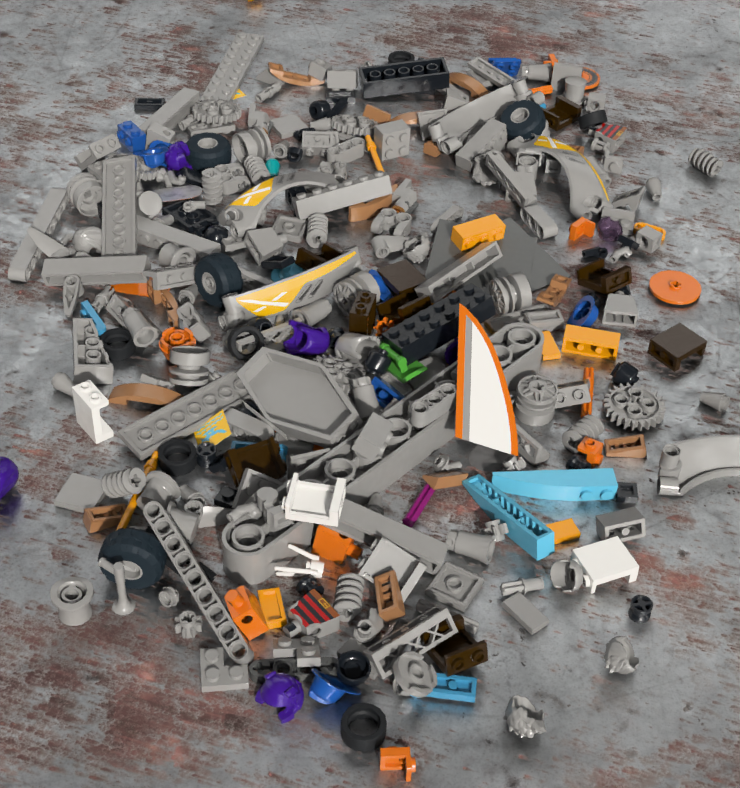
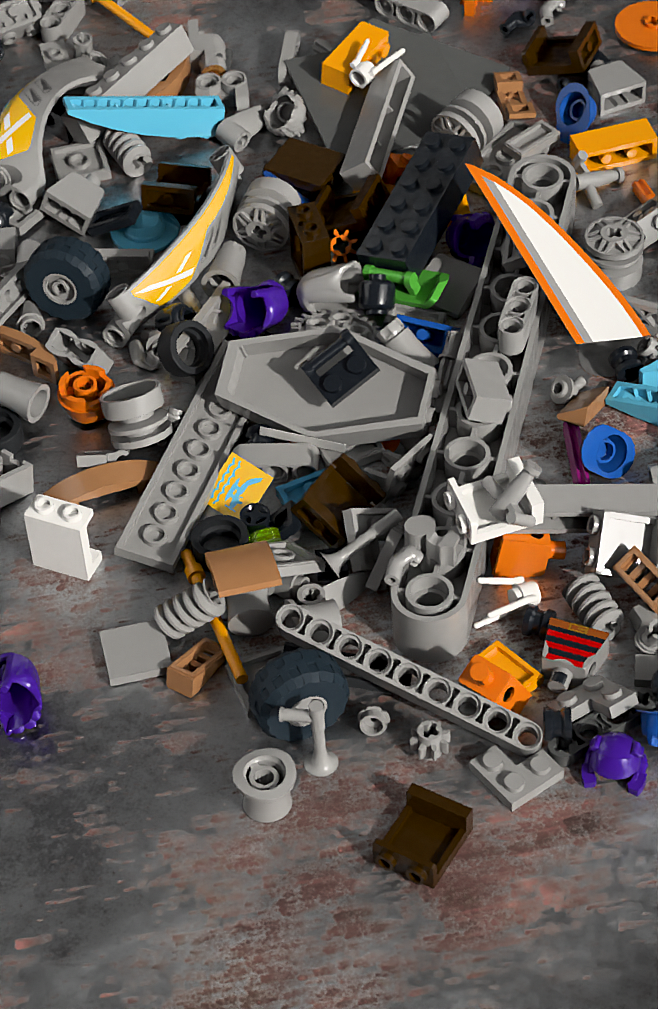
camera: 25 degrees left, 5 degrees up
(135, 680) = (424, 836): none -> dark brown panel
(160, 472) = (243, 569): none -> medium nougat slope
(196, 480) = (294, 559): none -> light grey tile
(201, 465) = (269, 534): none -> clear neon green tile
(222, 495) = (382, 526): none -> light grey piece
(262, 652) = (557, 723): none -> black wheel
(307, 393) = (345, 375): none -> black plate
(322, 498) = (507, 500): none -> light grey piece
(337, 216) = (151, 115): none -> medium azure slope
(431, 509) = (607, 452): none -> blue piece
(471, 240) = (364, 72): none -> white plant
(491, 464) = (626, 363): none -> black wheel
(557, 353) = (589, 180): none -> light grey piece

